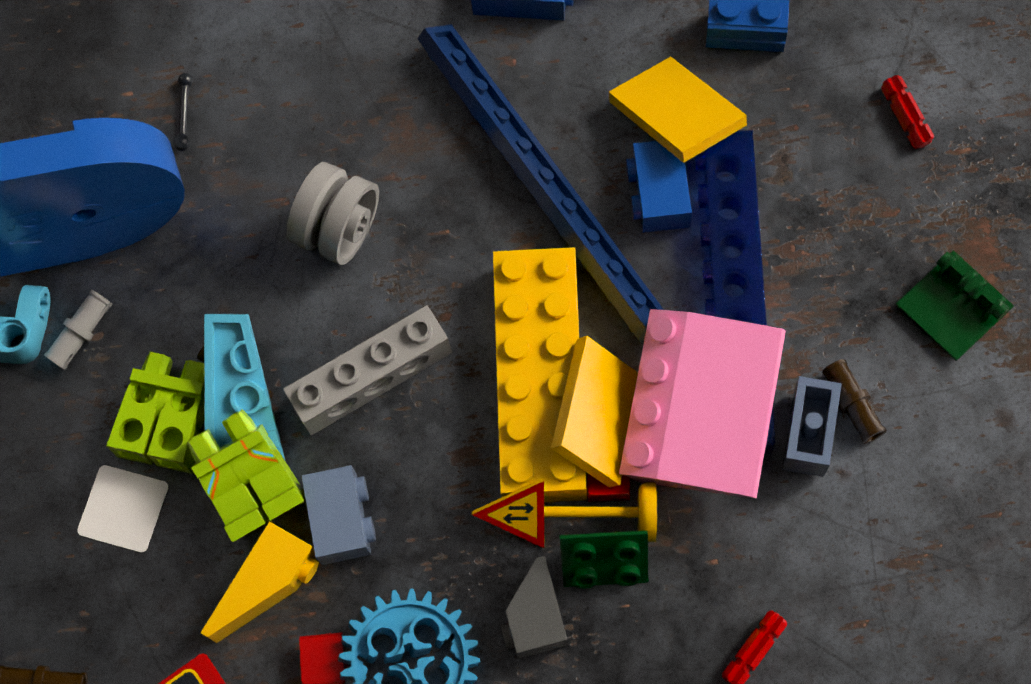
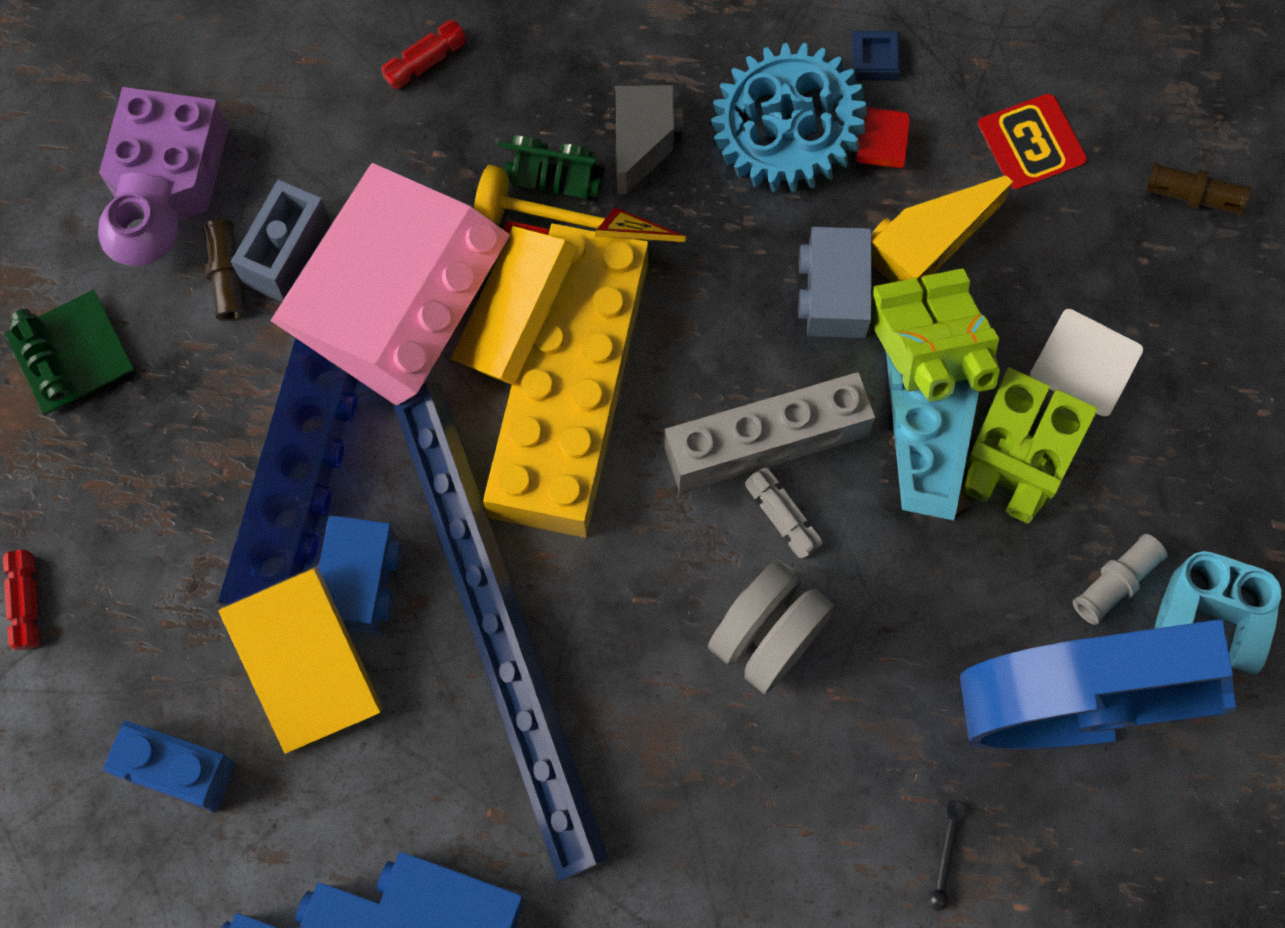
camera: 175 degrees left, 0 degrees up
(343, 315) = (783, 513): none -> light grey axle
(945, 469) = (158, 168): none -> medium lavender brick

